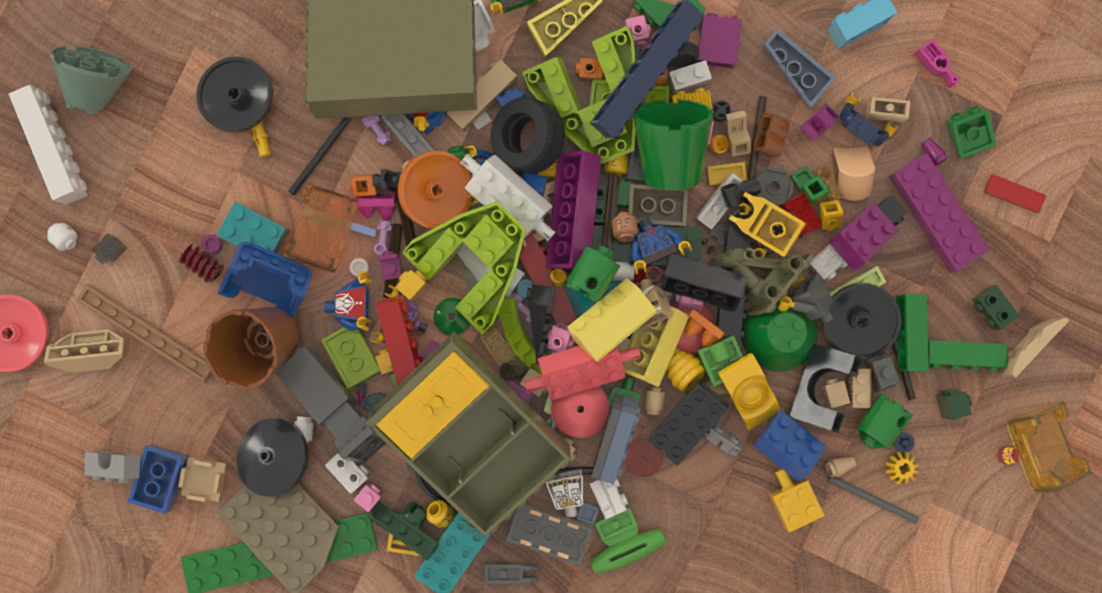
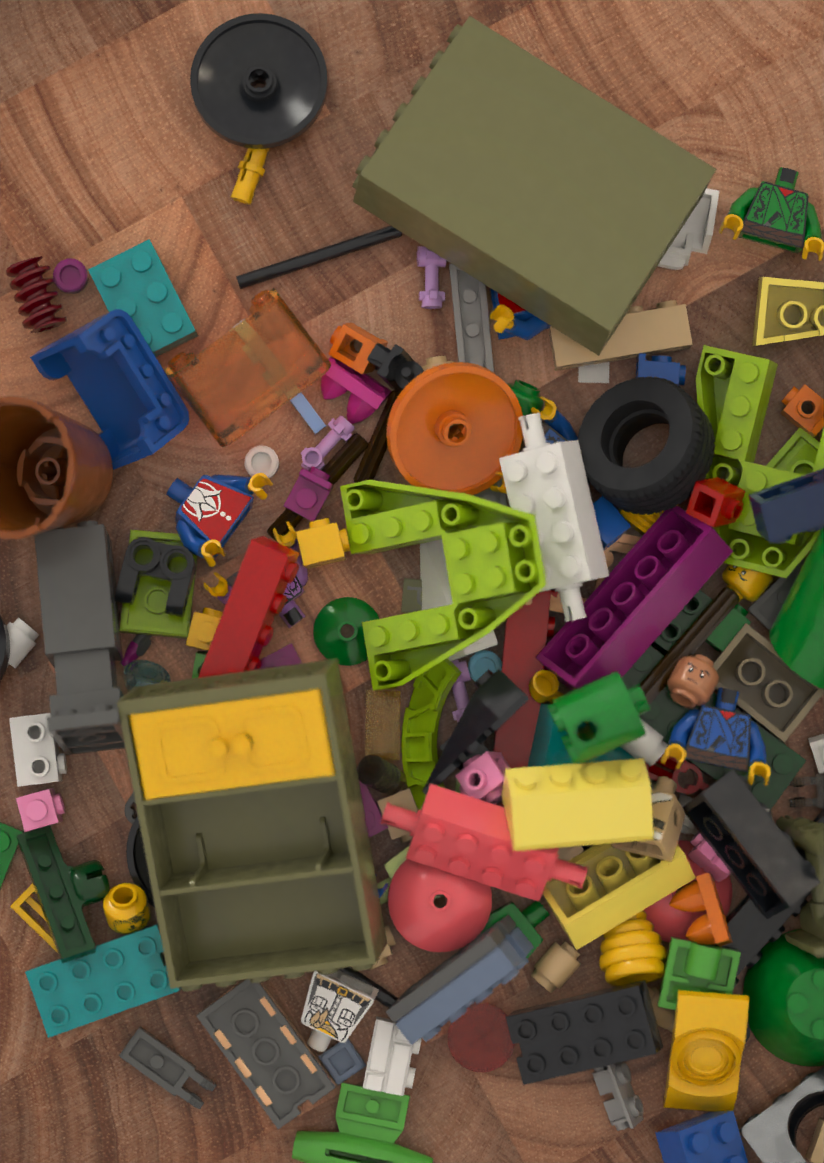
camera: 30 degrees right, 0 degrees up
(344, 348) = (158, 568): none -> black piece
(577, 138) = (716, 502): none -> red brick

